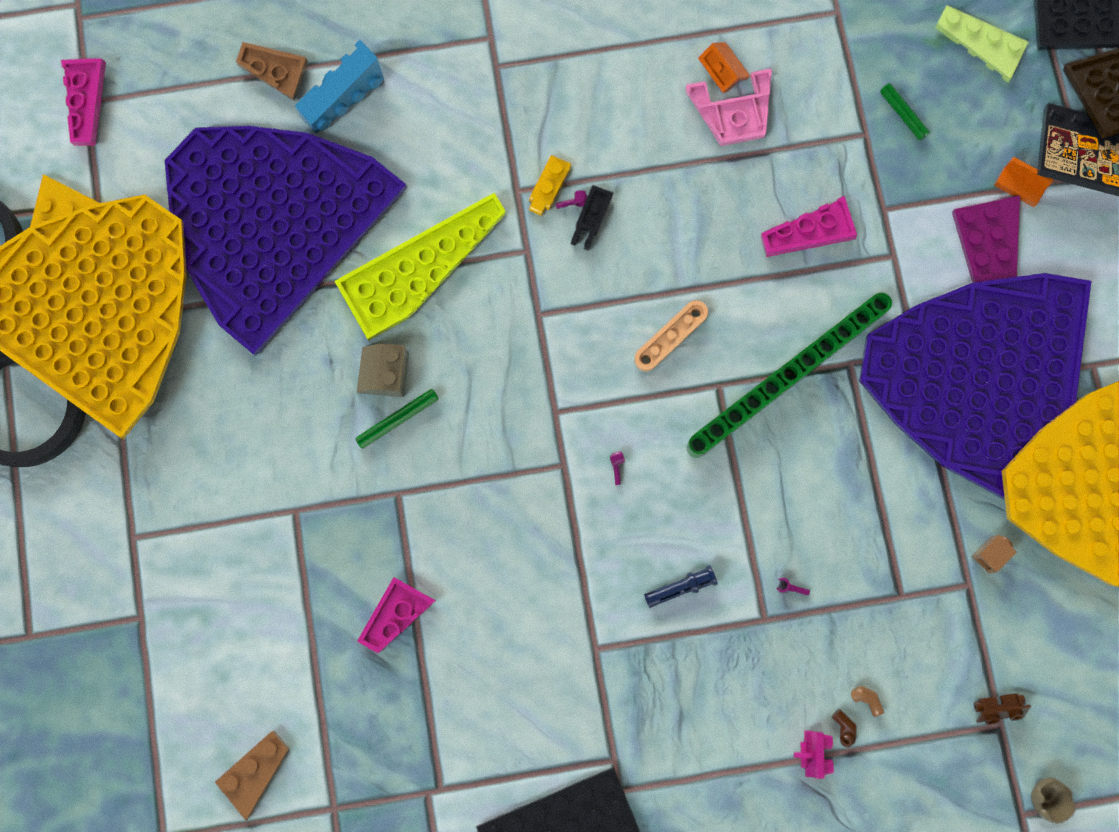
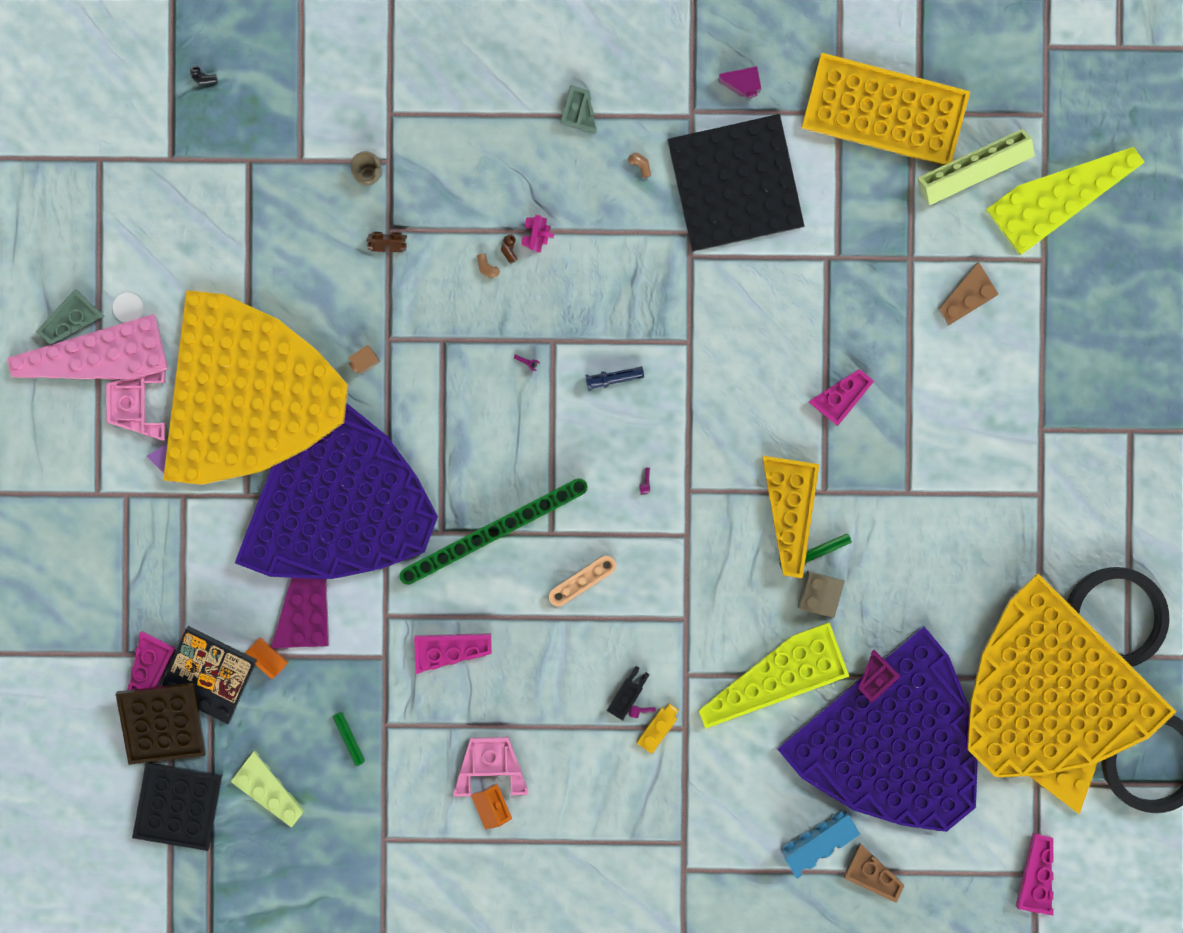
camera: 175 degrees left, 10 degrees up
(300, 283) = (877, 677): none -> magenta wing
(435, 474) = (791, 497): none -> yellow wing

